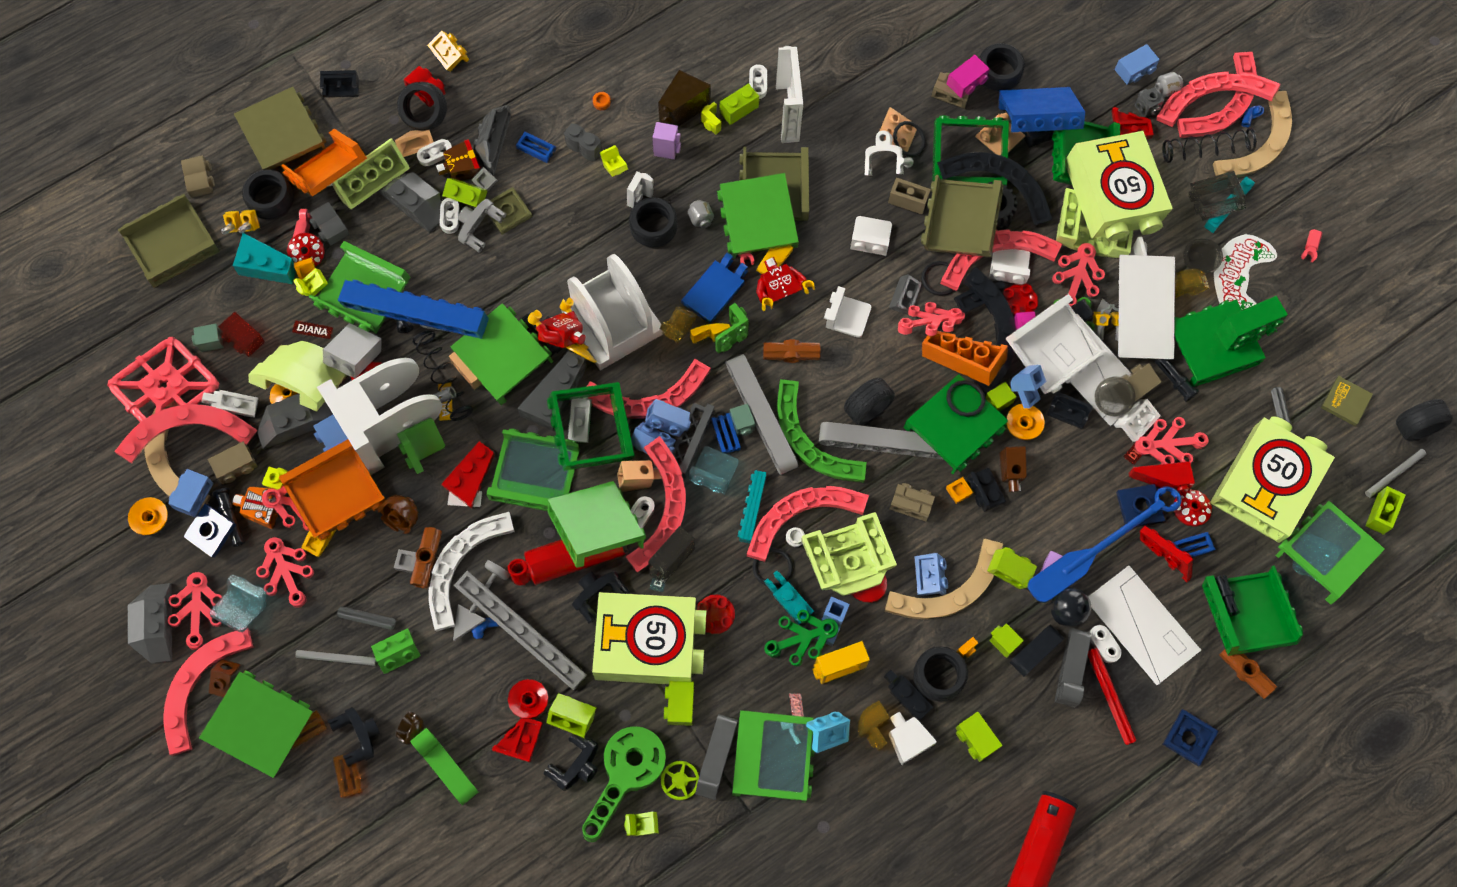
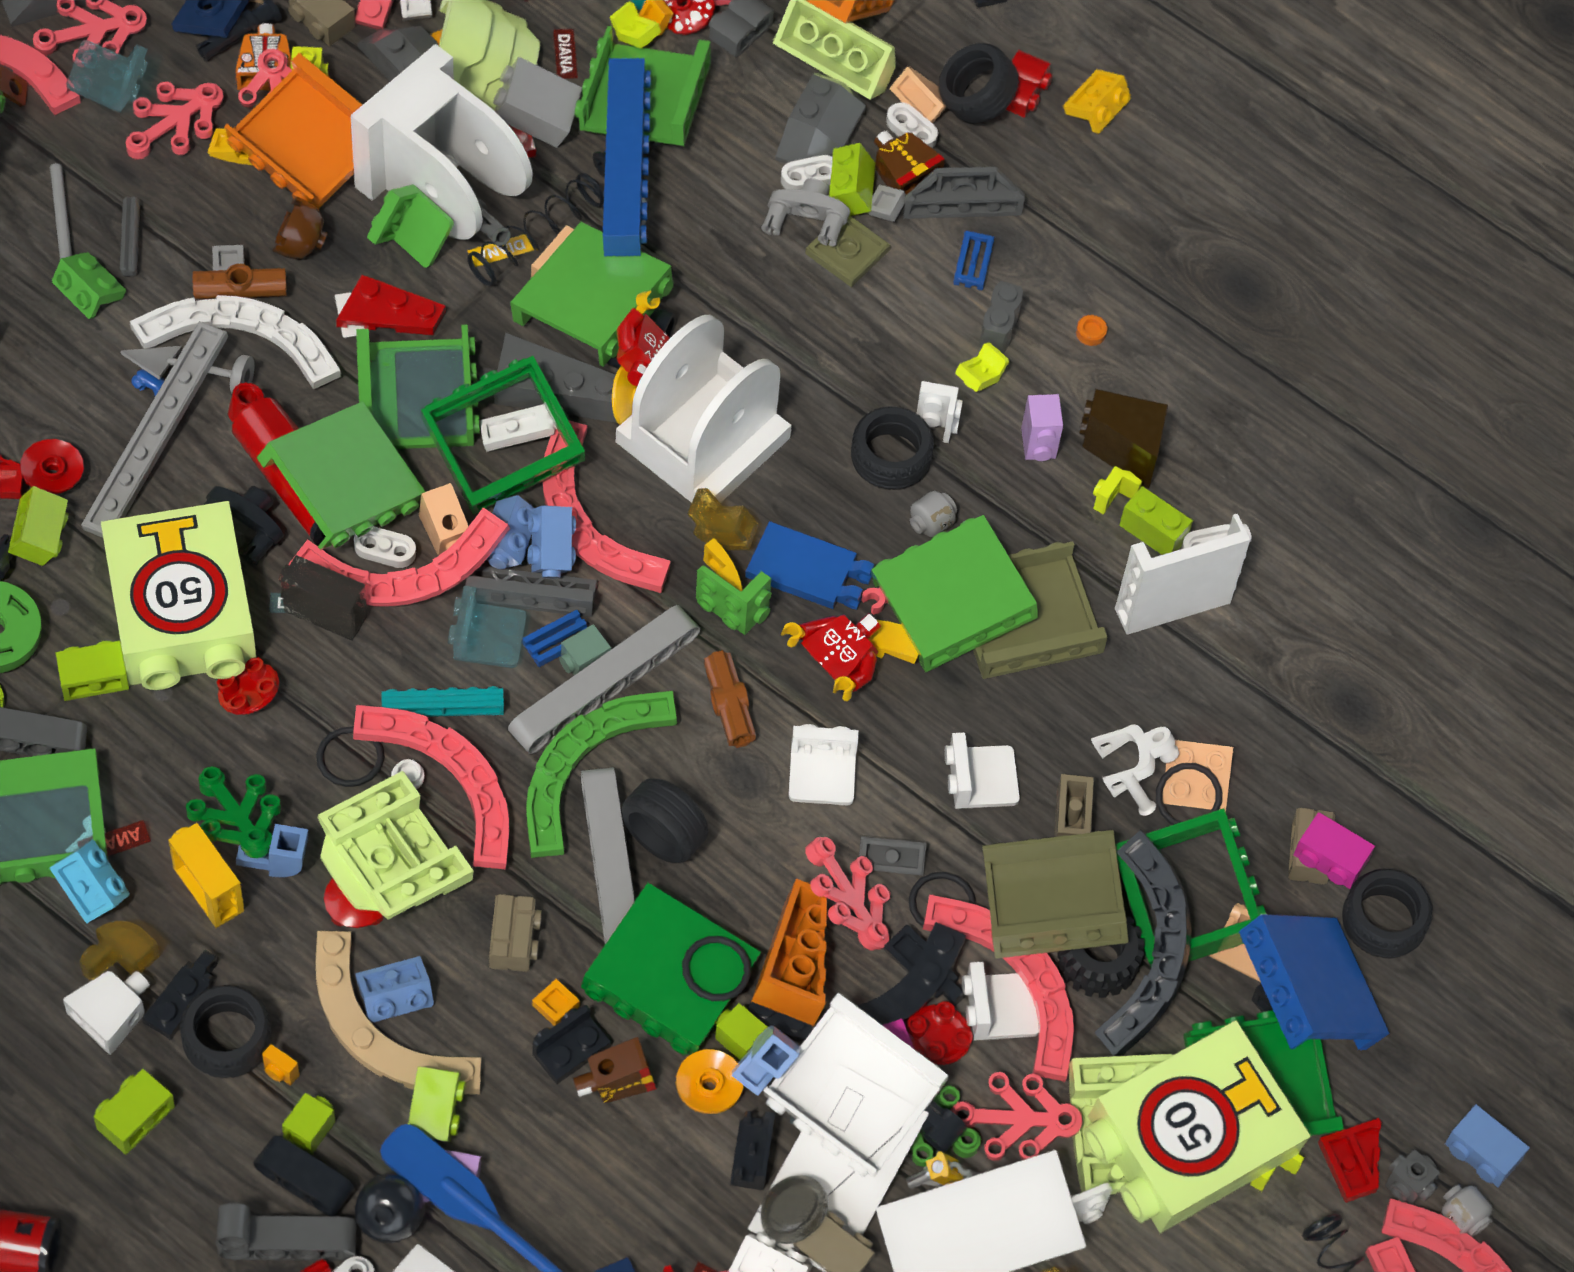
camera: 70 degrees right, 10 degrees down
(788, 597) = (304, 785): teal hinge -> none

